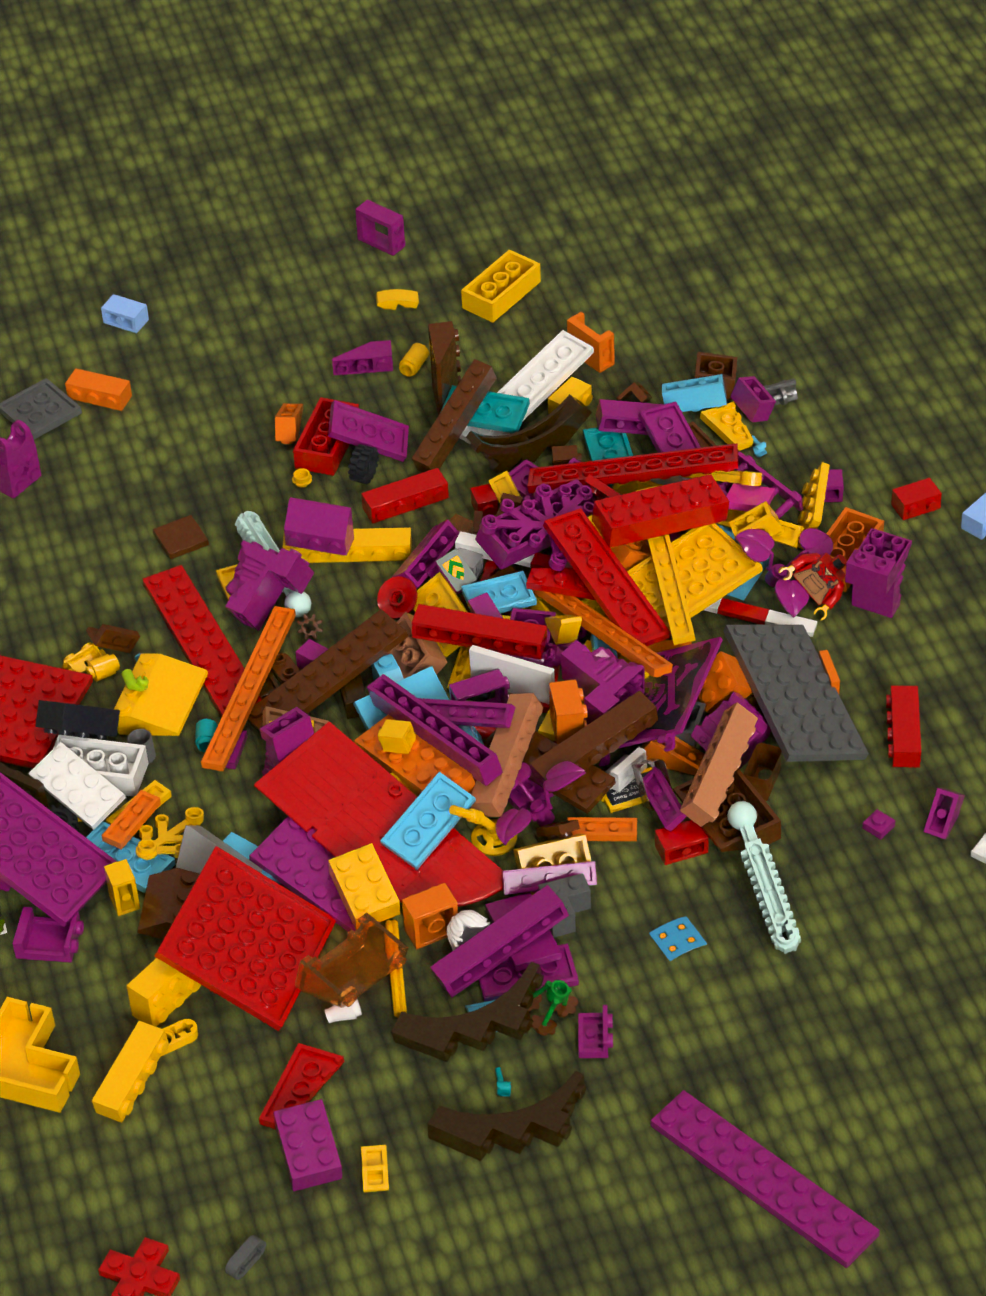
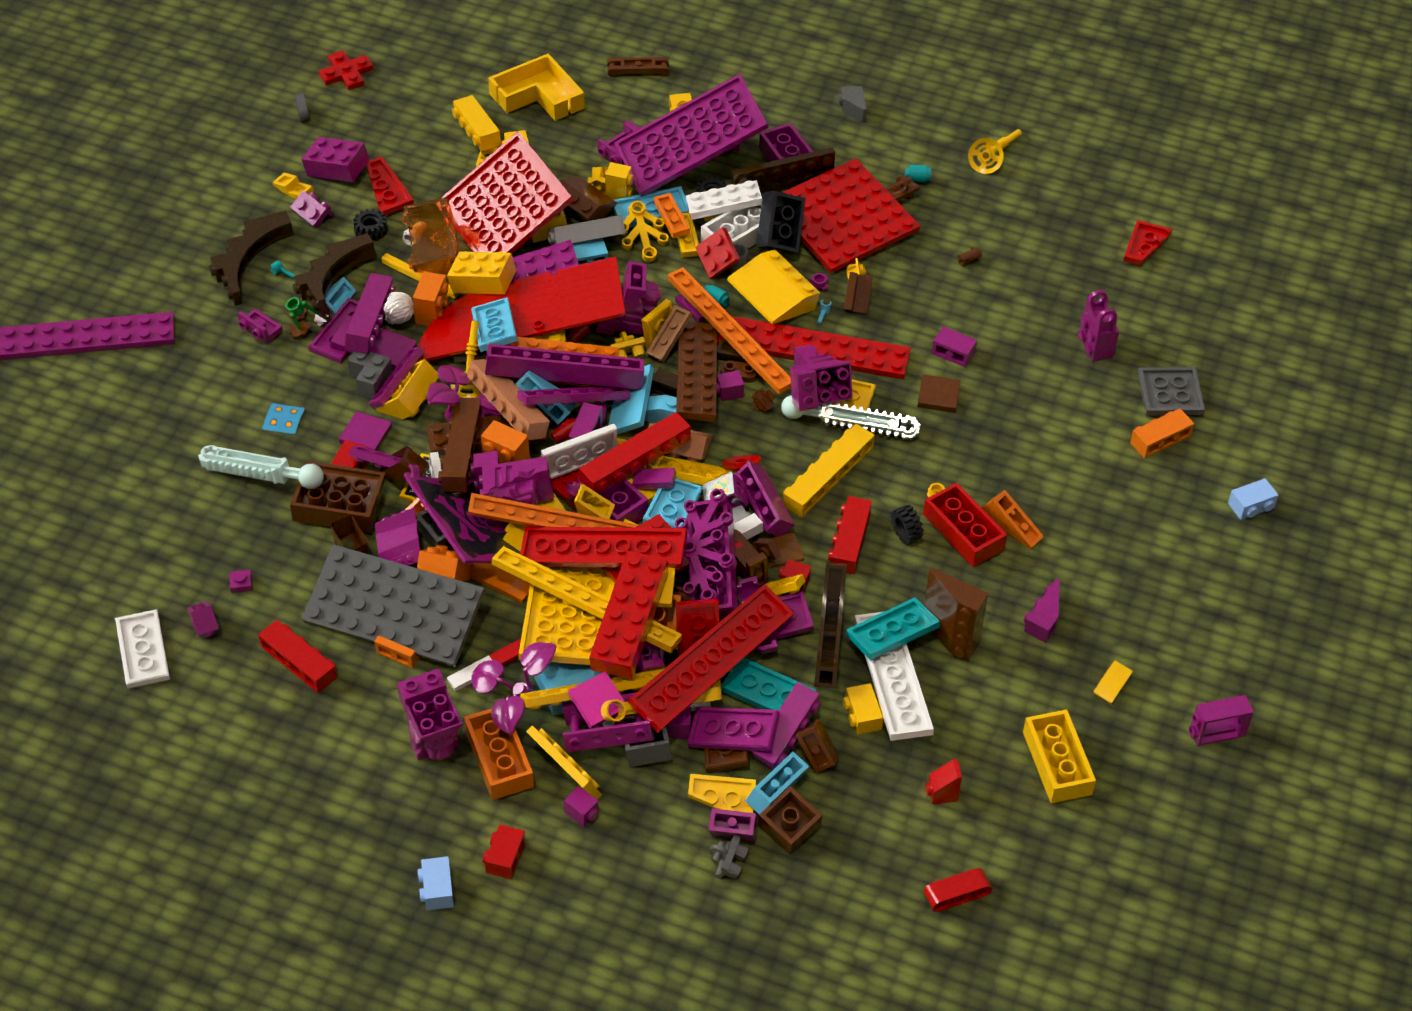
camera: 125 degrees right, 5 degrees up
(103, 667) = (837, 282): yellow brick -> none
(112, 682) = (819, 281): none -> magenta plate
(114, 550) = (954, 347): none -> magenta brick
(127, 909) = (598, 178): none -> yellow hips
(134, 684) = (784, 263): lime arm -> none
(155, 751) = (717, 253): none -> red plate
(319, 526) = (842, 438): magenta slope -> none
(366, 428) = (937, 539): magenta plate -> none
(370, 1066) = (370, 217): none -> black tyre
(393, 1122) = (310, 209): none -> bracket
(396, 736) = (579, 342): yellow brick -> none
(413, 359) = (1016, 641): yellow head -> none
(454, 417) = (894, 593): reddish brown brick -> none
(558, 829) = (418, 399): reddish brown plate -> none
(564, 454) = (792, 656): reddish brown brick -> none
(593, 315) = (944, 783): none -> red slope
(602, 344) = (915, 756): orange panel -> none
(607, 828) = (407, 433): orange plate -> none
(631, 863) = (366, 430): none -> magenta tile
(667, 282) = (957, 889): none -> red beam
(719, 765) = (364, 492): nougat brick -> none
(759, 448) = (677, 799): medium azure hand -> none
(759, 517) = (556, 672): yellow brick -> none
(819, 577) = (483, 695): torso -> none

